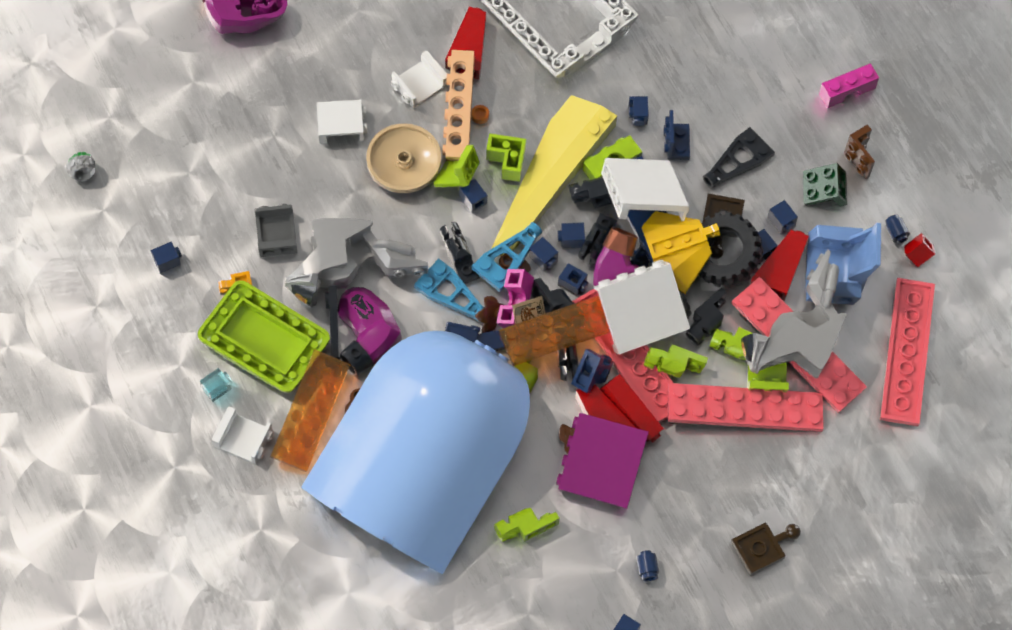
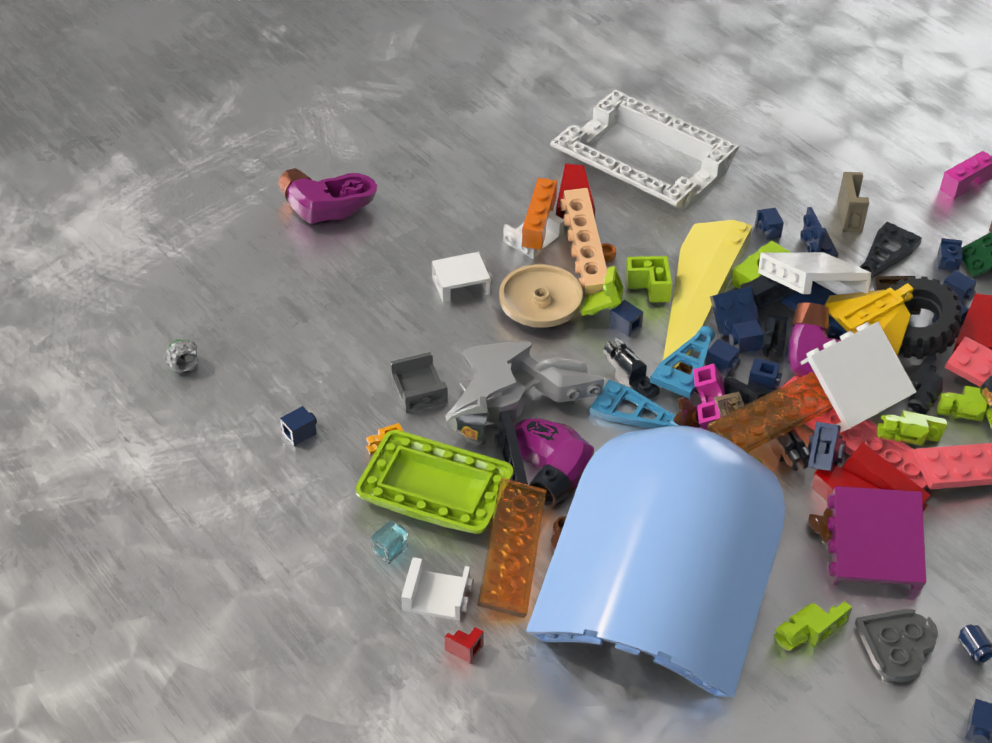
camera: 10 degrees left, 20 degrees down
(253, 487) = (465, 645): none -> red panel
(418, 78) = (537, 215): none -> orange arch
(569, 207) = (733, 308): none -> dark blue plate
(587, 551) = (897, 642): none -> dark grey plate
(719, 115) = (851, 206): none -> dark tan panel
(791, 177) = (950, 254): none -> dark blue brick

